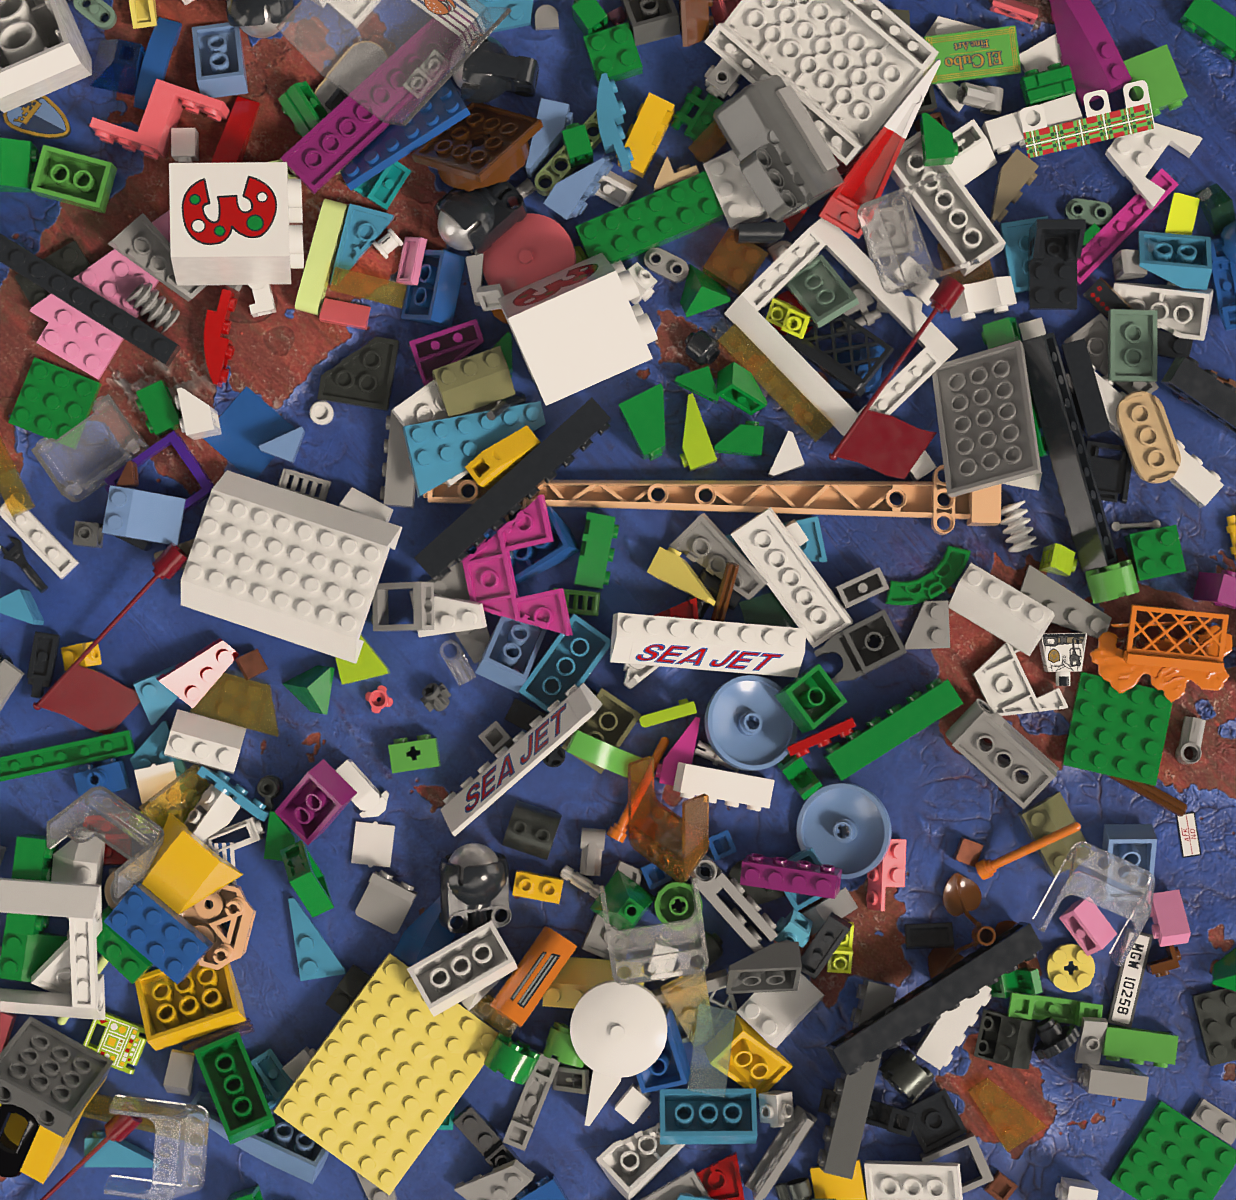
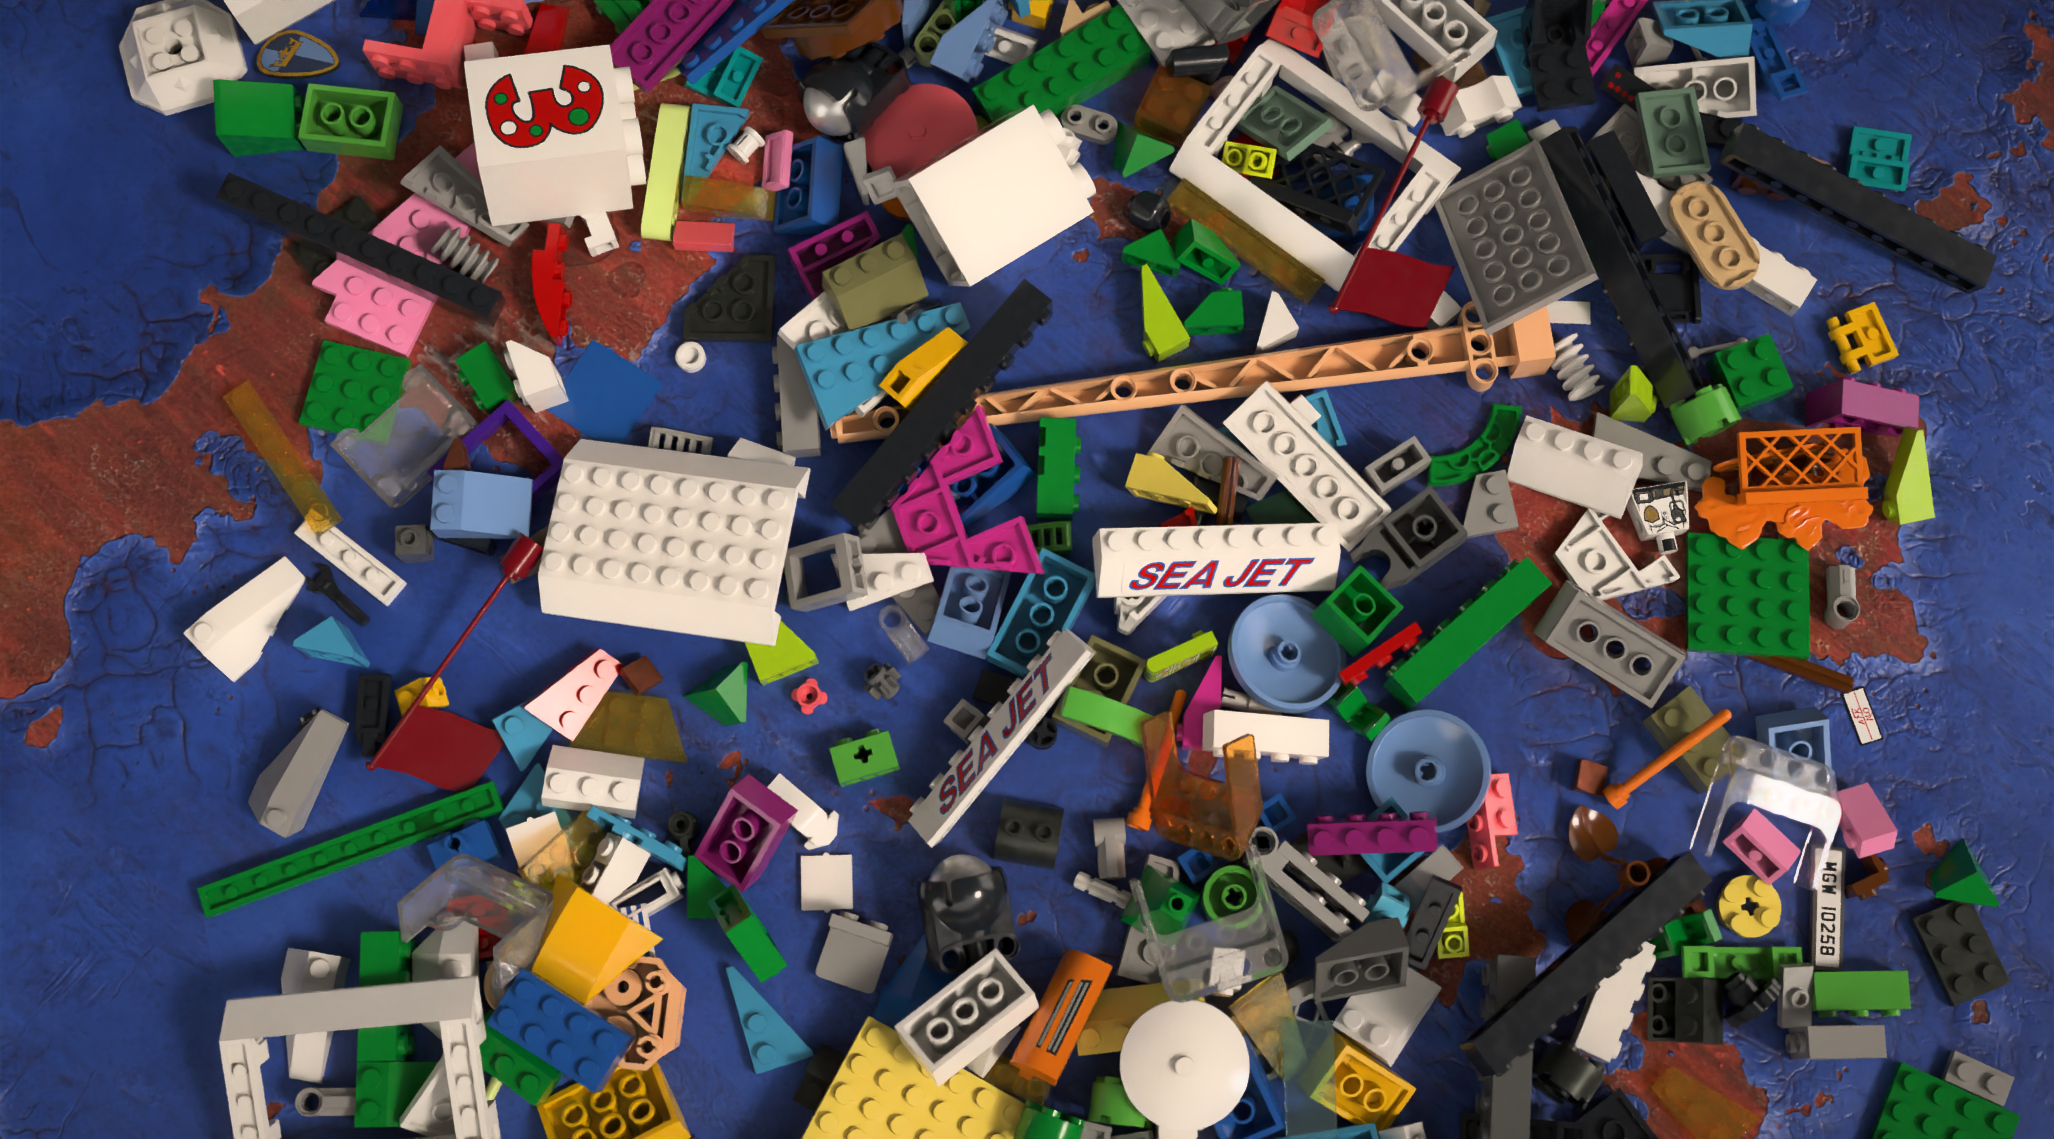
camera: 15 degrees left, 10 degrees down
(285, 446) = (649, 401): medium blue slope -> none
(538, 886) = (1048, 902): yellow brick -> none
(646, 421) = (1094, 304): green slope -> none
(929, 935) = (1560, 892): black tile -> none

